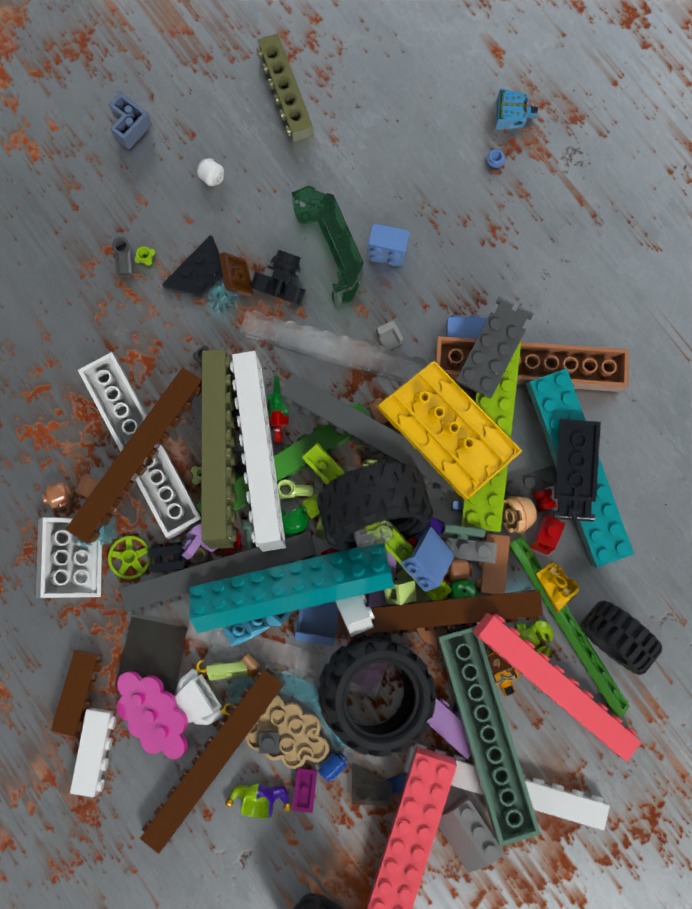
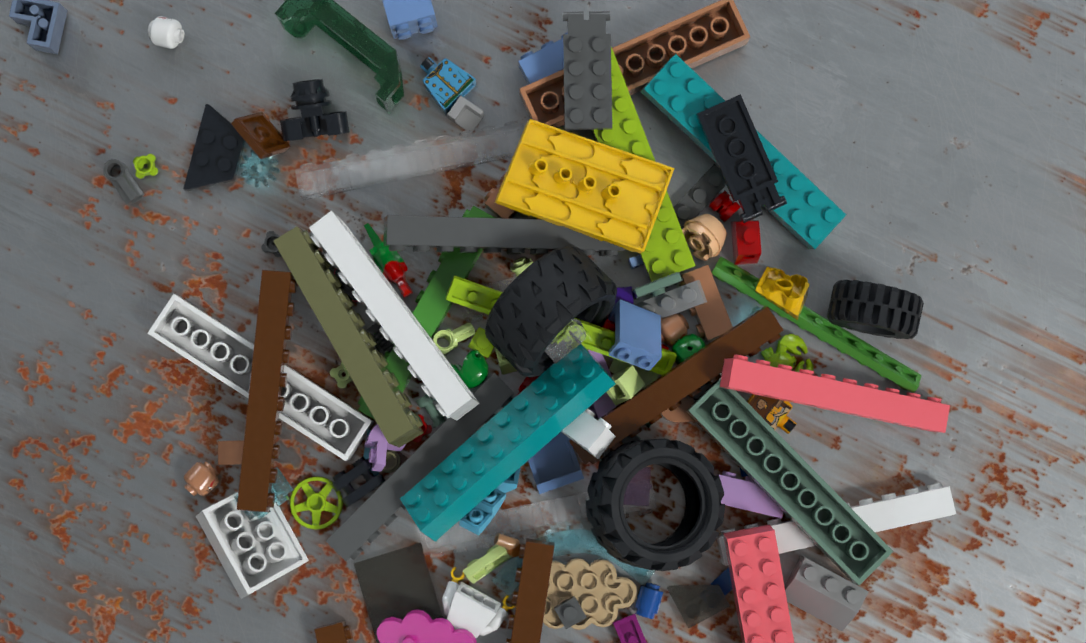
camera: 30 degrees left, 5 degrees up
(388, 306) = (446, 82): none -> dark azure torso

